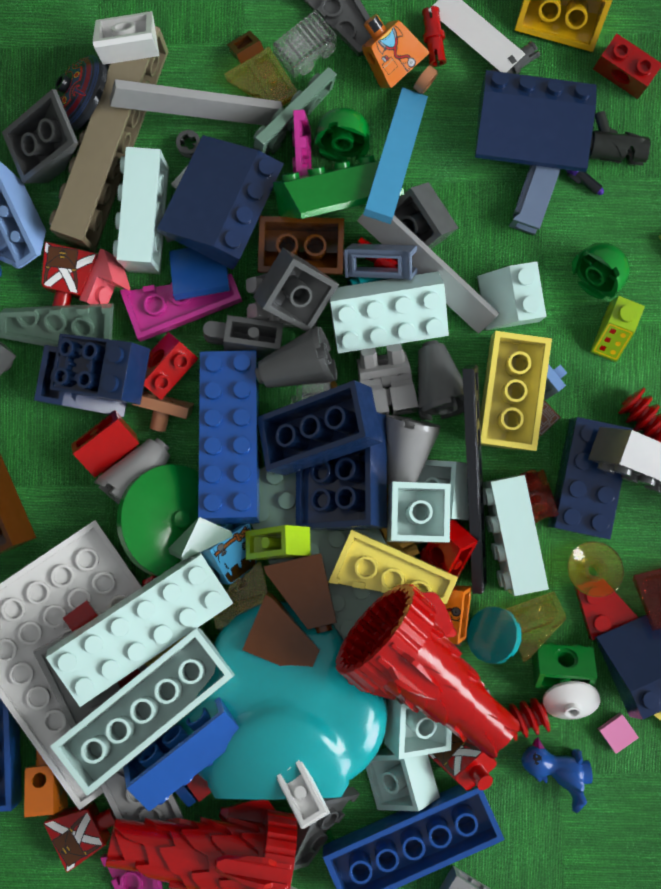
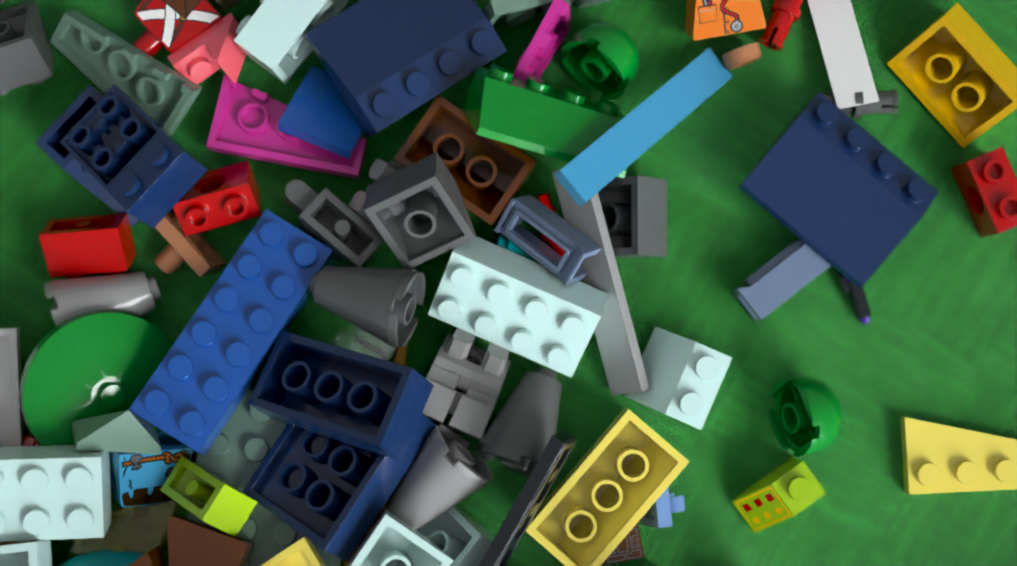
camera: 30 degrees right, 0 degrees up
(614, 147) = (913, 277): pearl dark grey piece -> none

